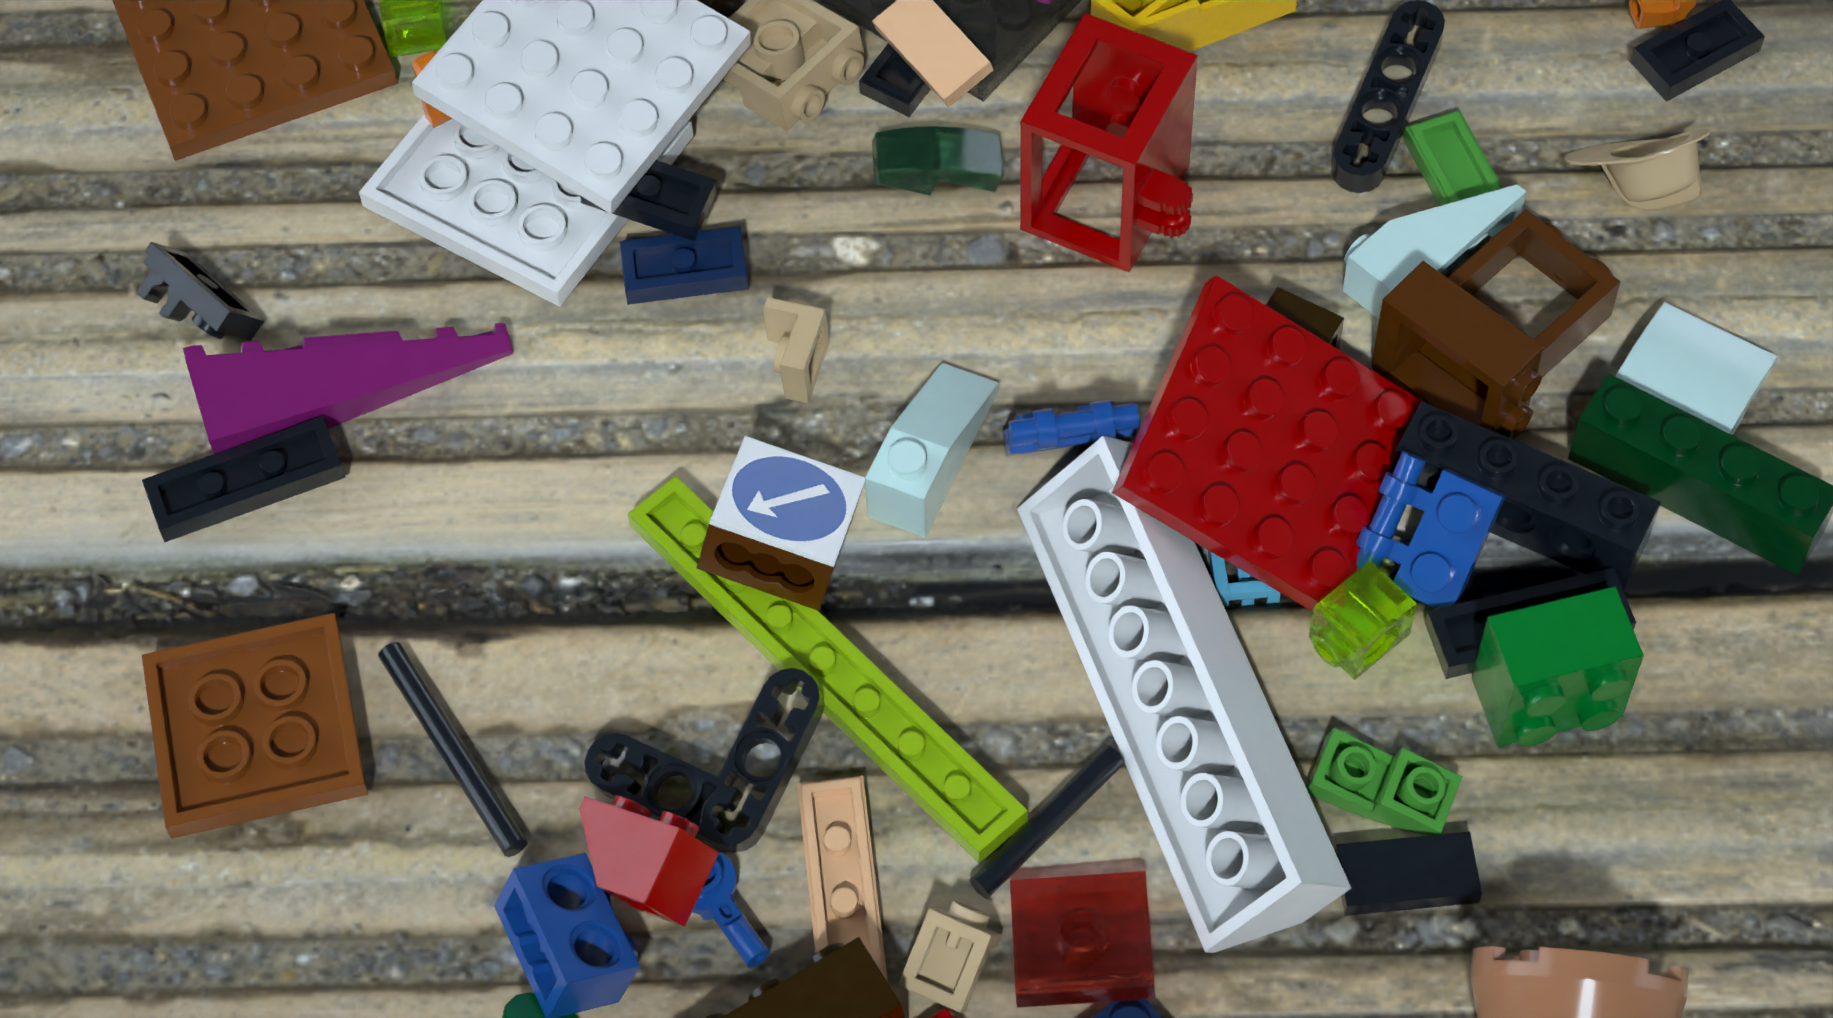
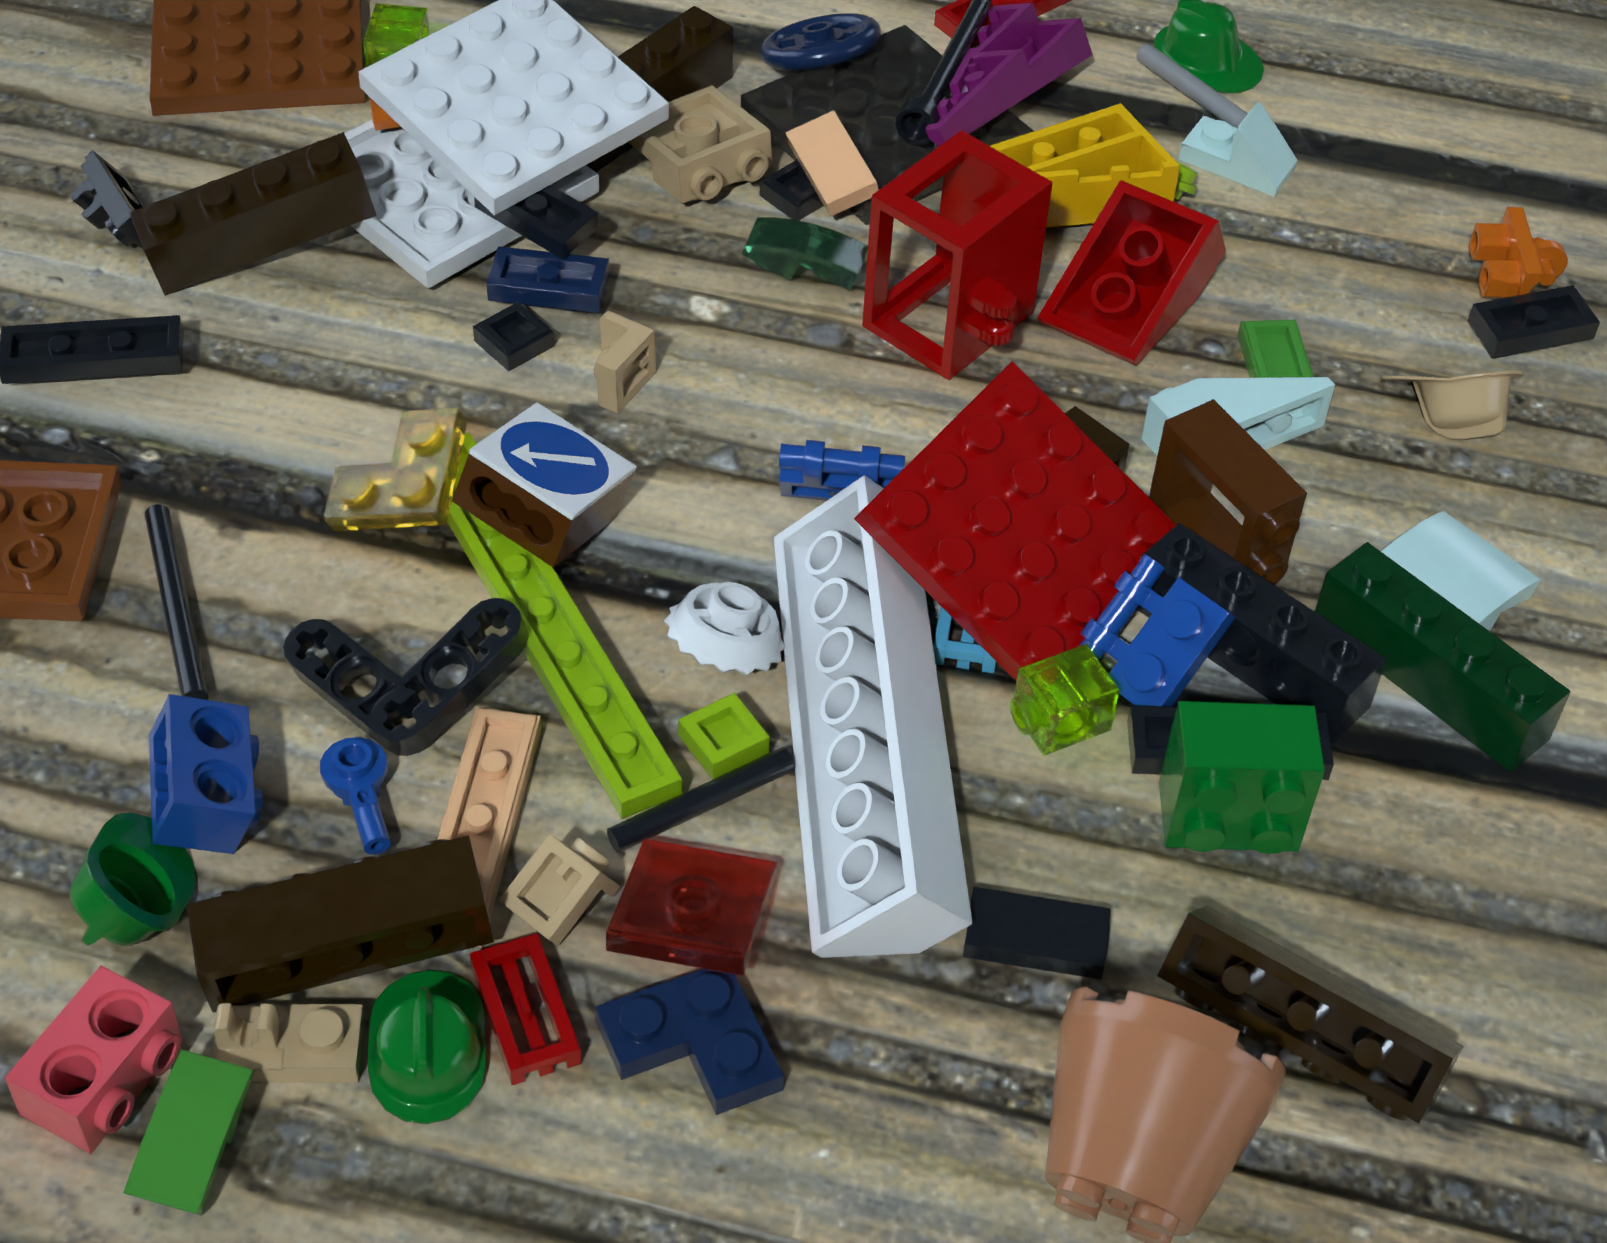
camera: 10 degrees right, 10 degrees down
(327, 377) = (206, 286): magenta wedge -> none
(360, 266) = (253, 213): none -> dark brown brick
(643, 559) = (411, 488): none -> clear yellow plate
(646, 860) = (303, 725): slope -> none
(670, 341) = (513, 336): none -> black tile
(927, 449) = (703, 468): light aqua slope -> none
(1011, 632) = (727, 628): none -> white piece
(1048, 749) = (723, 736): none -> lime plate
(1283, 103) = (1134, 273): none -> red slope
(1385, 788) = (1046, 856): bright green slope -> none
(1388, 95) = (1224, 291): black beam -> none
(1560, 261) = (1370, 473): reddish brown window -> none
(1686, 893) = (1311, 1013): none -> dark brown brick

